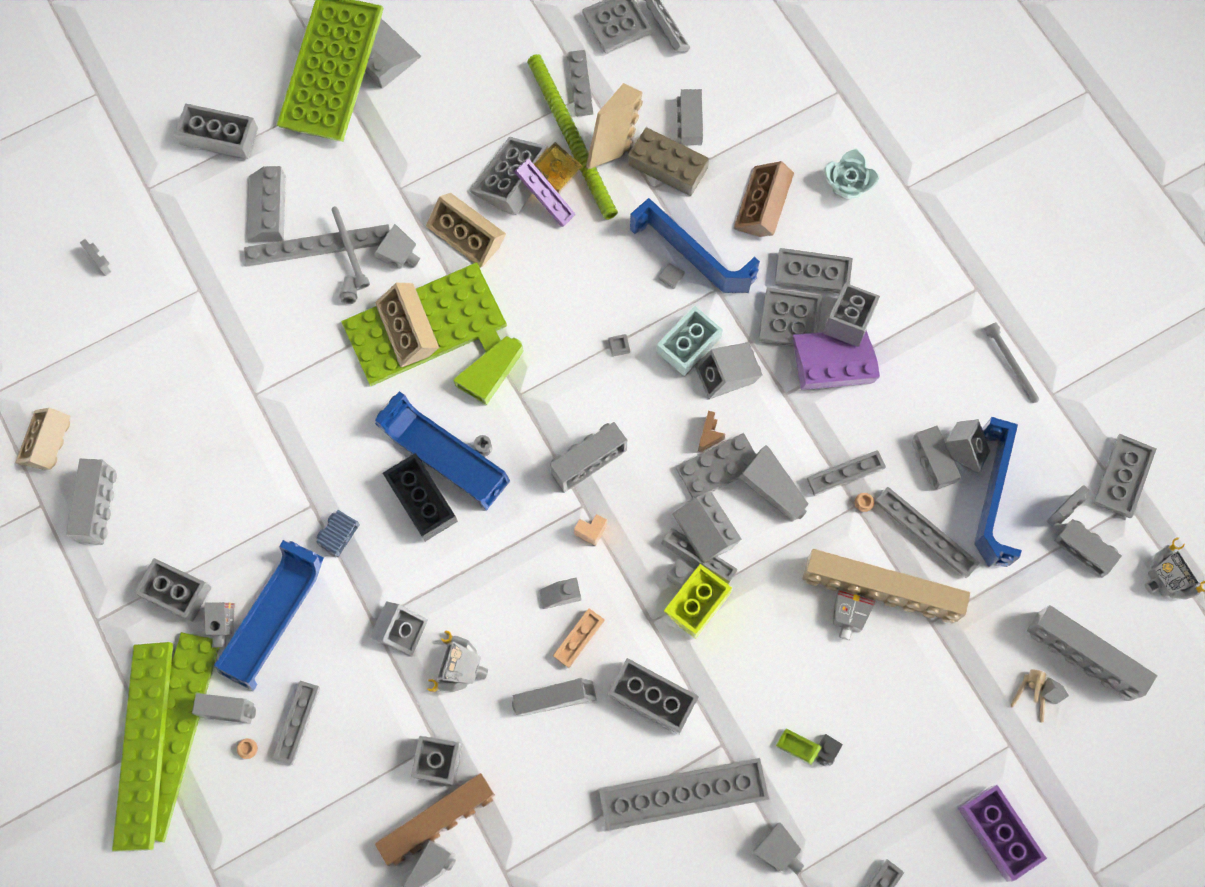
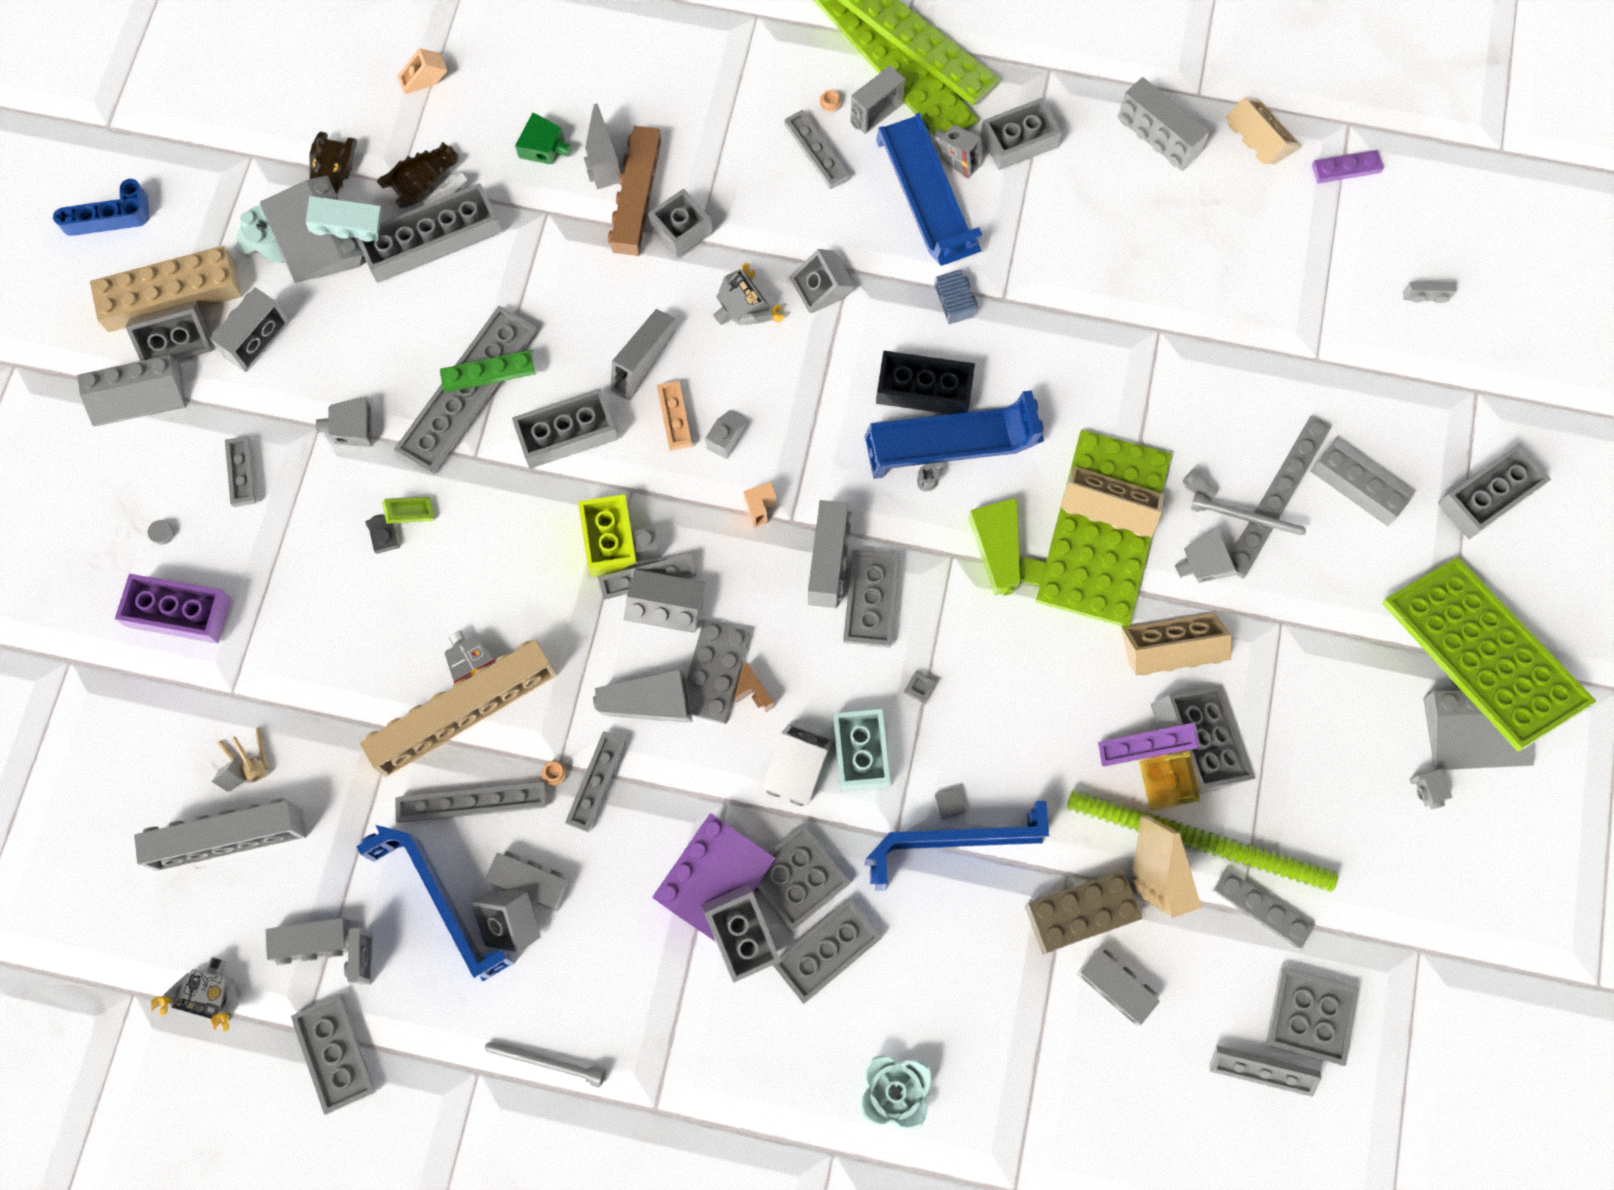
camera: 130 degrees right, 0 degrees up
(30, 370) = (1347, 166): none -> medium lavender plate
(435, 47) = (1432, 789): none -> light grey brick
(590, 413) = (871, 598): none -> light grey plate
(660, 787) = (487, 371): none -> bright green plate
(764, 199) = (951, 975): medium nougat slope -> none

